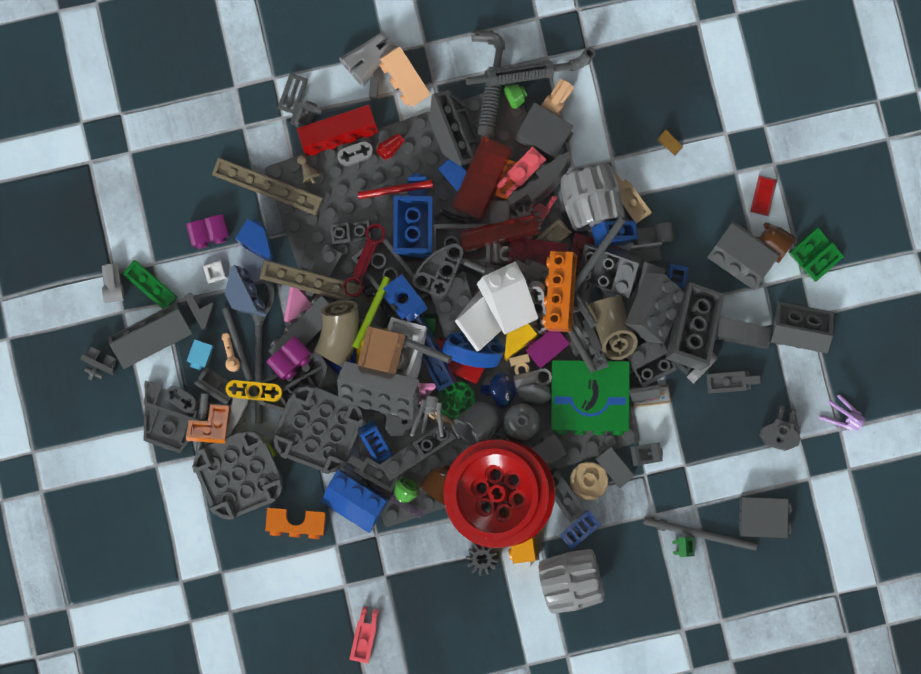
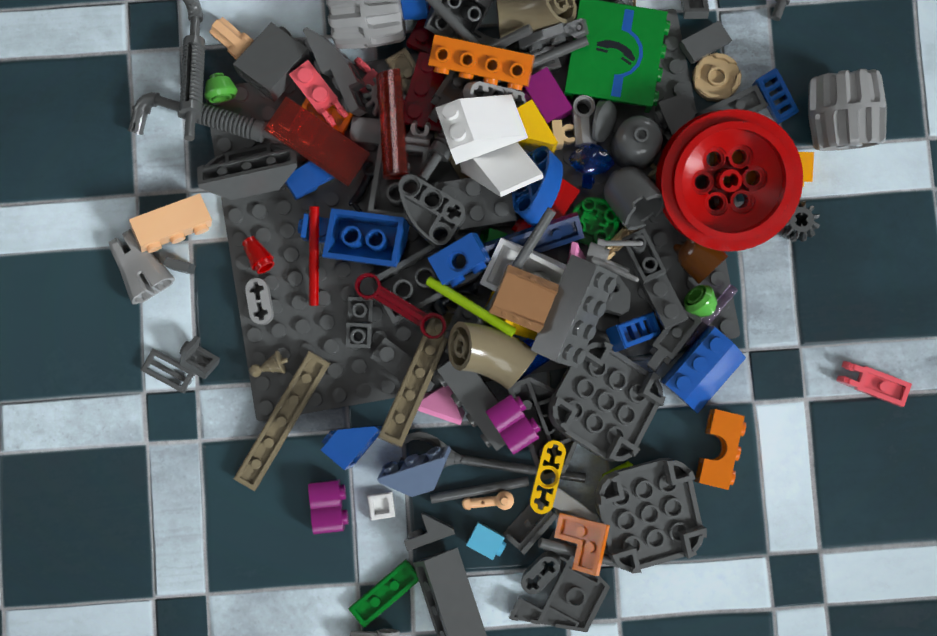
camera: 80 degrees left, 0 degrees up
(337, 130) = (225, 319): red brick -> none

